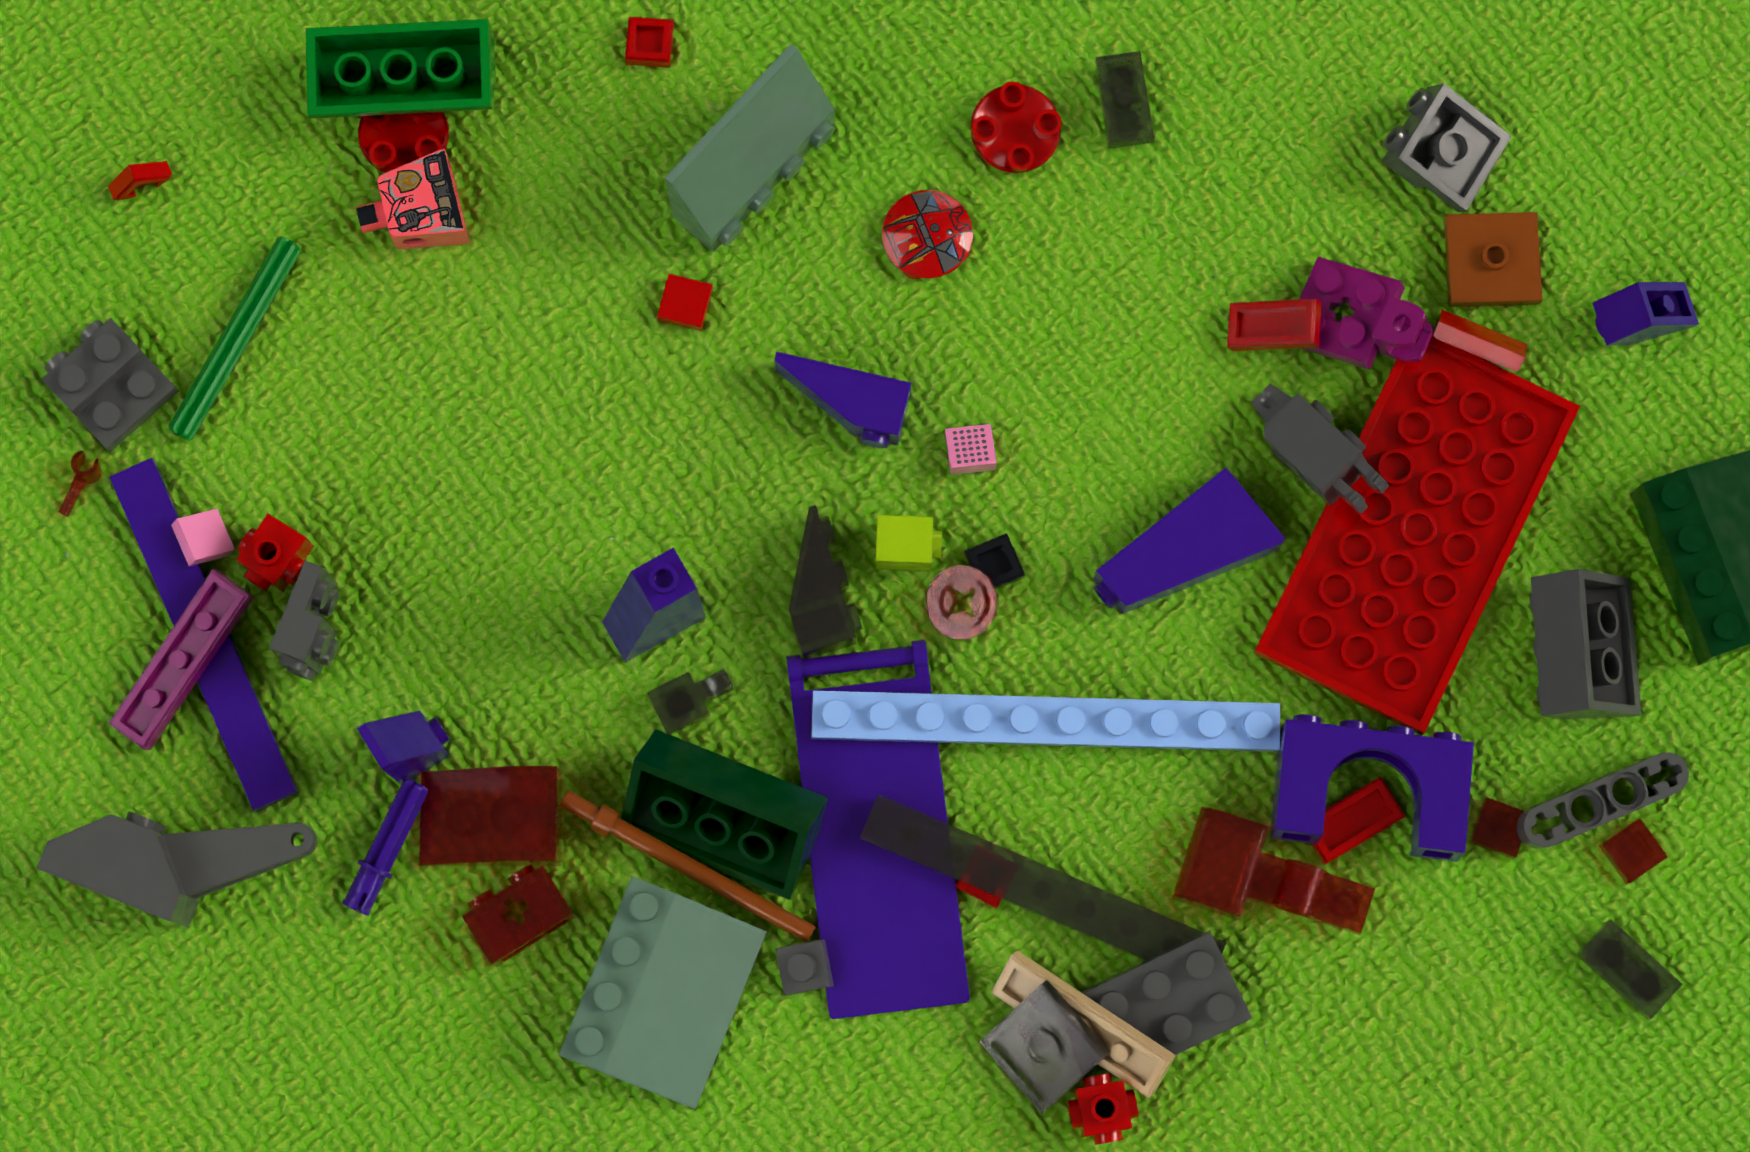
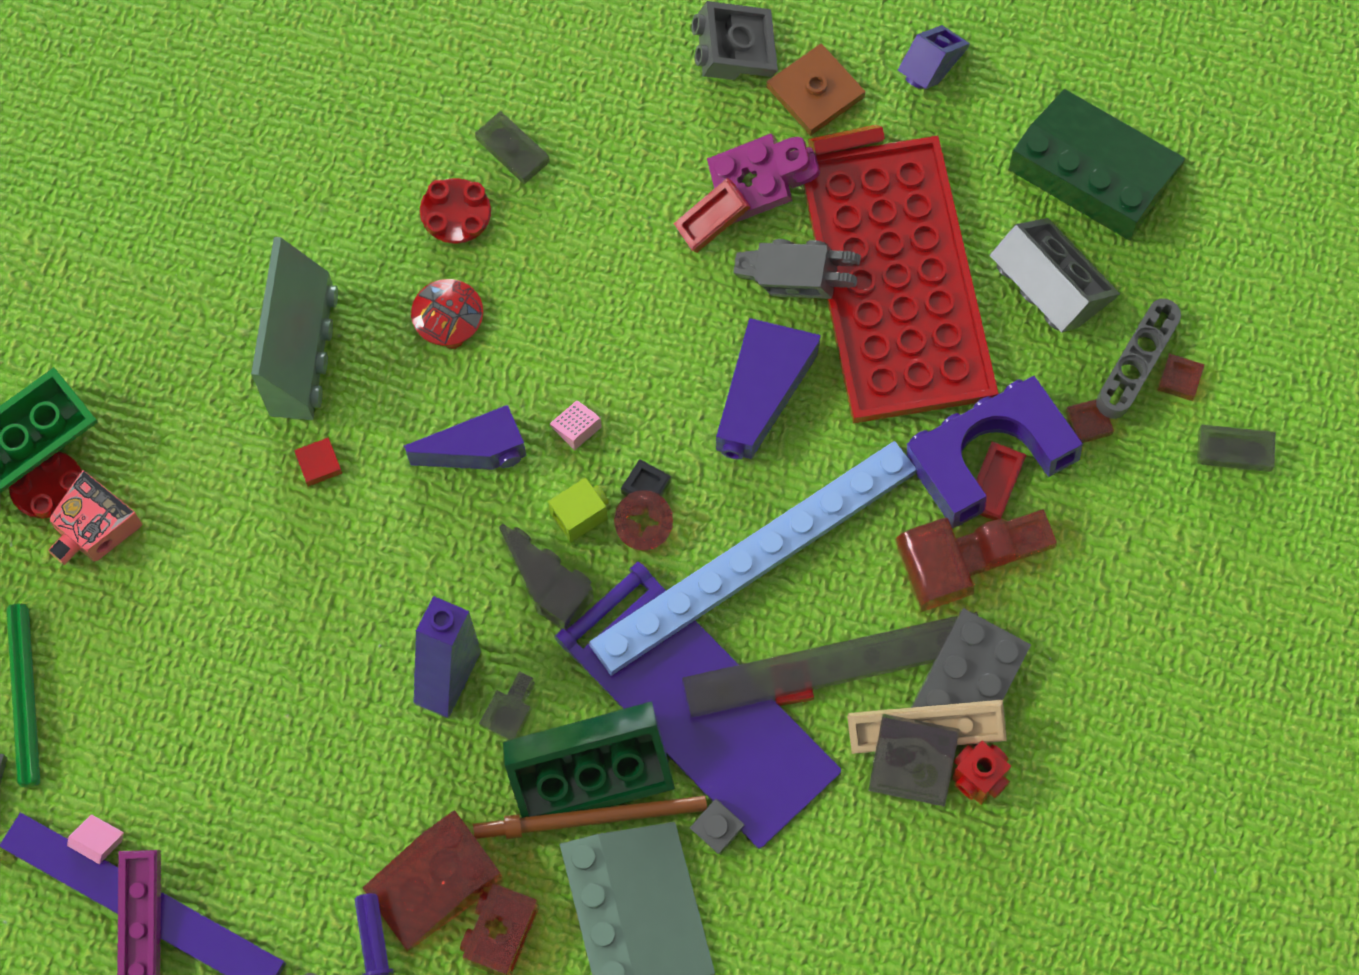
camera: 35 degrees left, 10 degrees down
(270, 539) = (154, 813): red brick -> none
(303, 636) = (216, 849): dark grey plate -> none
(406, 744) = (339, 871): dark purple slope -> none
(649, 42) = (173, 318): red tile -> none

